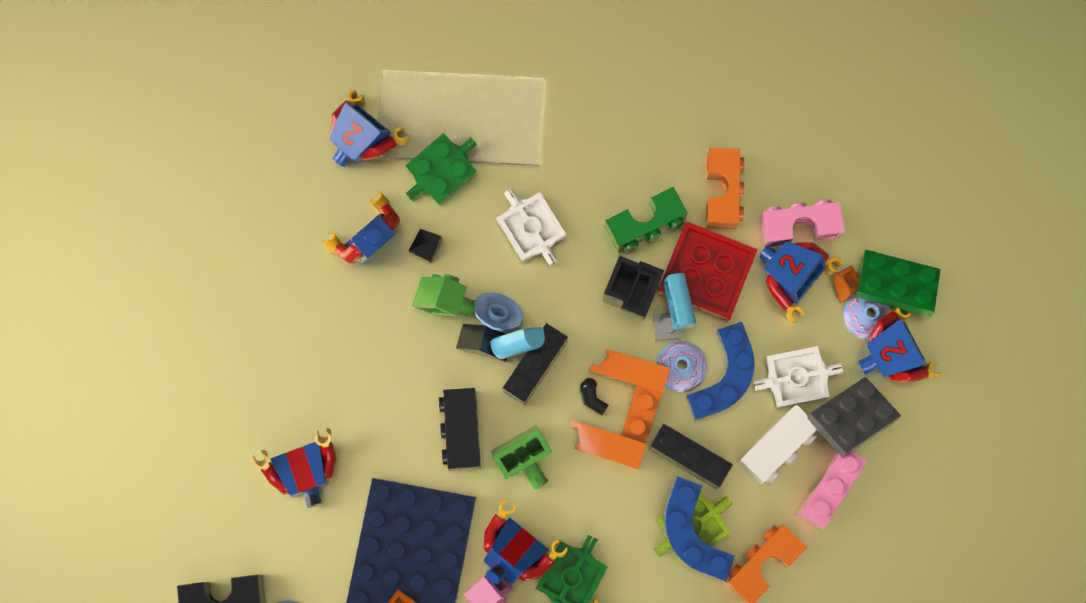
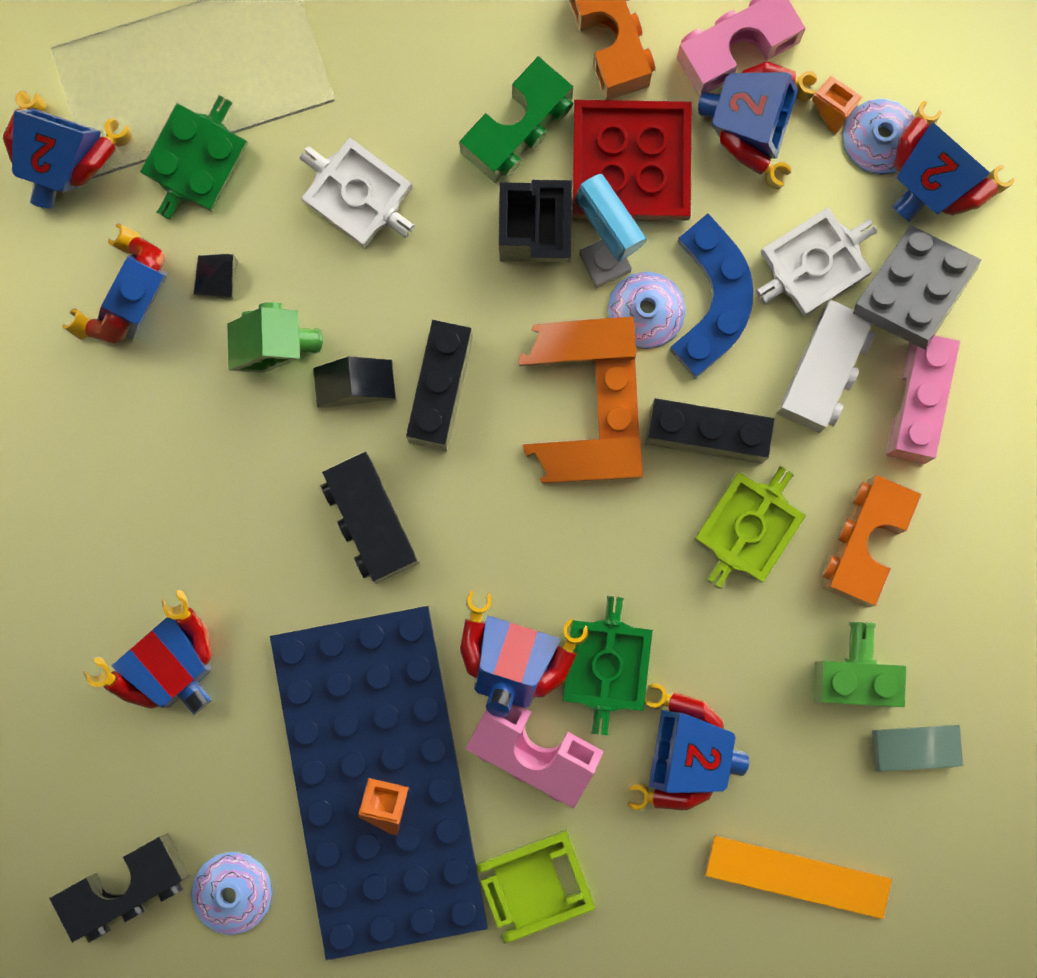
camera: 20 degrees left, 5 degrees up
(498, 311) = (356, 331): light blue dish -> none
(517, 342) = (402, 363): medium azure brick -> none
(522, 454) = (472, 519): bright green brick -> none
(589, 396) = (533, 401): black arm -> none
(681, 534) = (738, 543): blue plate -> none
(898, 283) = (906, 75): green plate -> none

